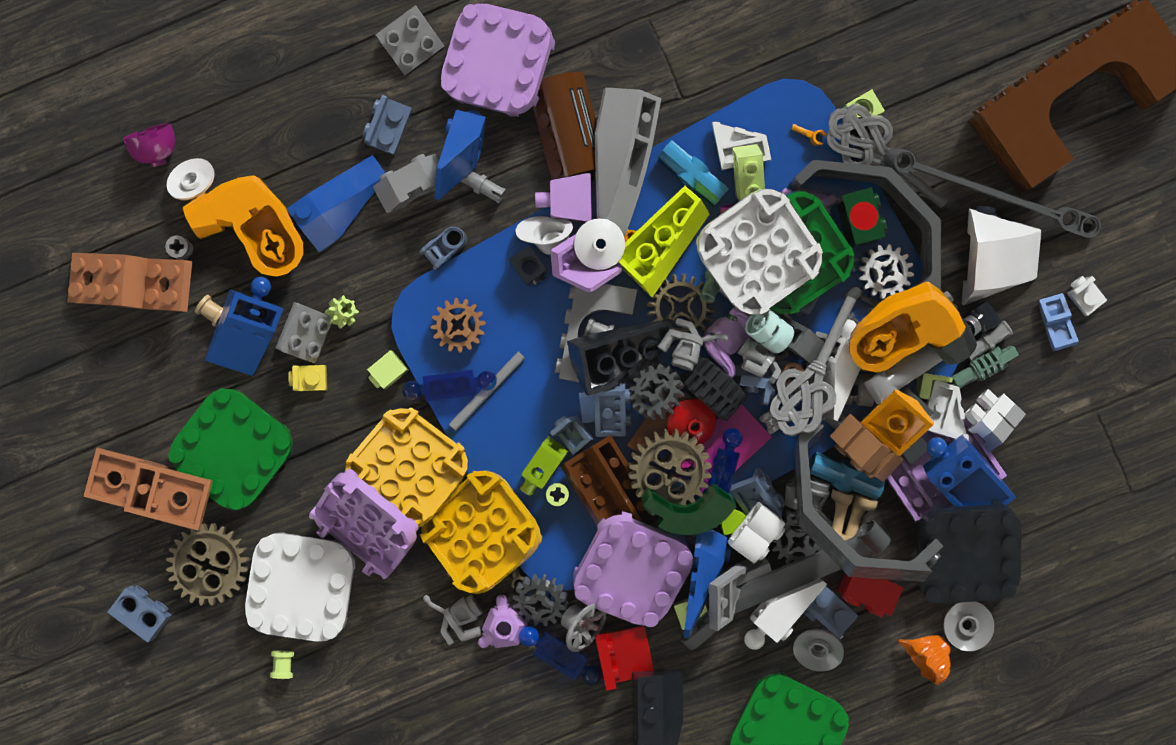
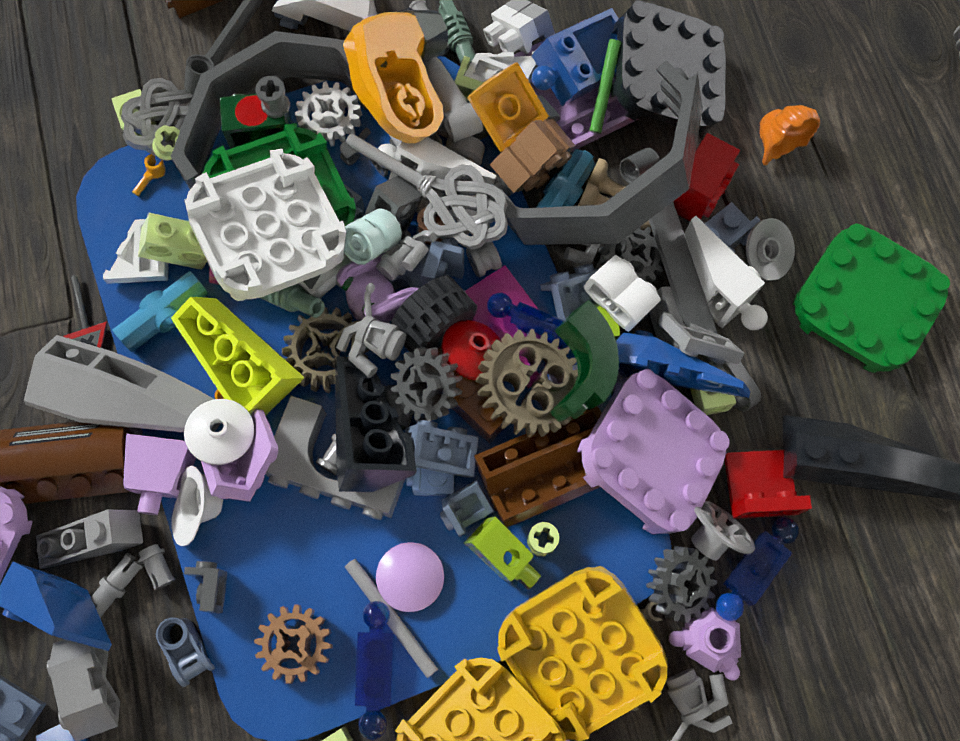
camera: 85 degrees left, 15 degrees down
(485, 258) = (212, 590): none -> dark grey bracket
(499, 213) = (156, 566): none -> light grey pin
(512, 158) = (90, 537): none -> light grey slope
(517, 400) = (410, 577): none -> lavender dish
(525, 256) = (218, 535): black brick -> none
(667, 117) = (90, 335): none -> piece
(830, 142) = (165, 133): none -> yellowish green bush
(877, 226) = (271, 94): none -> dark grey bush
(938, 499) = (605, 86): none -> bright green bar
(979, 632) = (756, 78): light grey dish -> none

